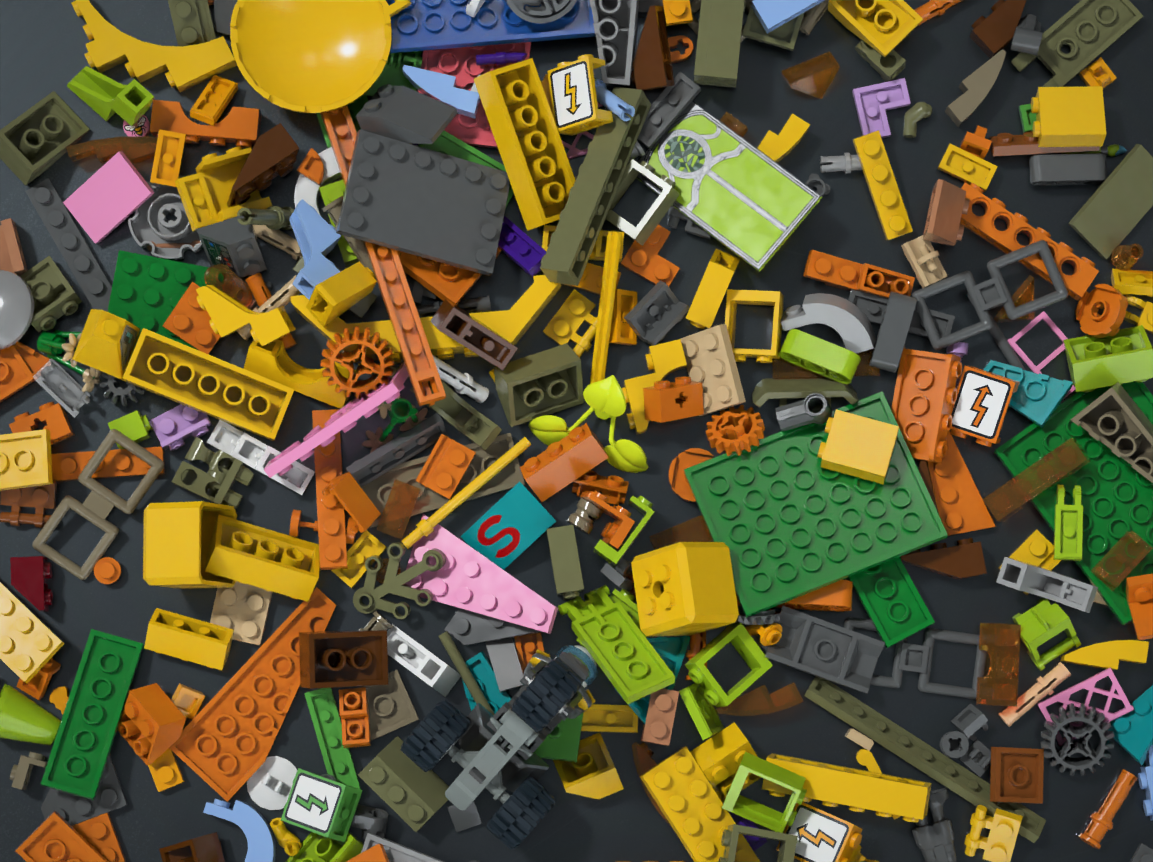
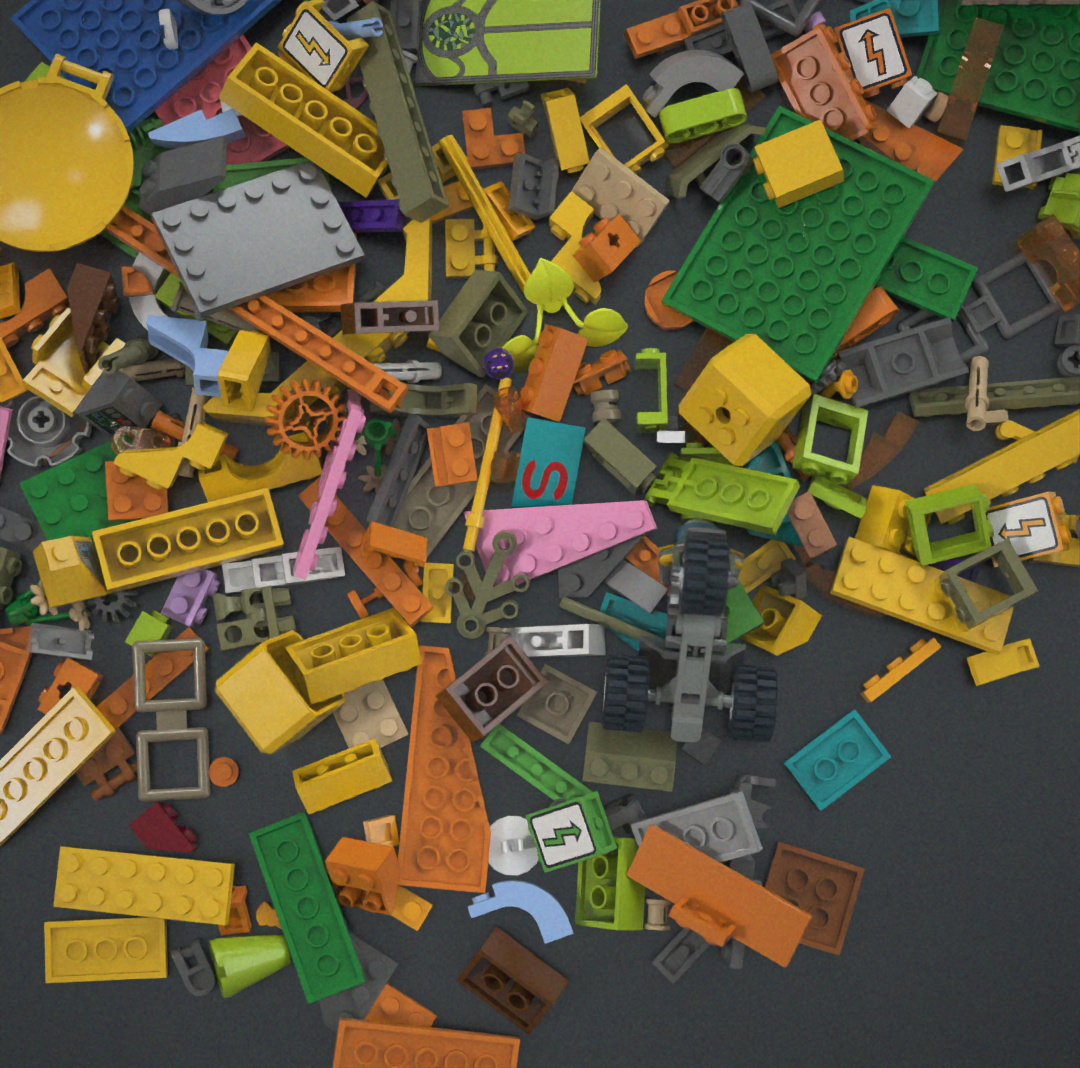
camera: 30 degrees left, 0 degrees up
(21, 773) = (283, 1006): dark tan bracket -> none
(285, 838) = (560, 885): yellow arm -> none
(354, 717) = (540, 733): orange slope -> none
(398, 509) = (439, 523): clear orange plate -> none
(476, 504) = (504, 466): none -> clear orange plate
(500, 58) = (225, 69): dark purple piece -> none
(512, 464) = (509, 406): none -> clear orange cone
(529, 426) = (498, 363): none -> dark purple tile
(614, 532) = (643, 387): orange bracket -> none
(620, 745) = (790, 579): none -> dark grey tile
(656, 211) = (466, 96): olive window -> none
(687, 259) = (524, 119): none -> olive plate
(735, 430) = (679, 234): orange gear -> none
(856, 719) = (976, 415): none -> tan pin
(954, 562) = (951, 207): reddish brown slope -> none
(982, 462) = (912, 101): none -> white brick
(998, 479) = (937, 107): none -> tan tile
(1068, 526) = (1028, 97): lime hinge -> none

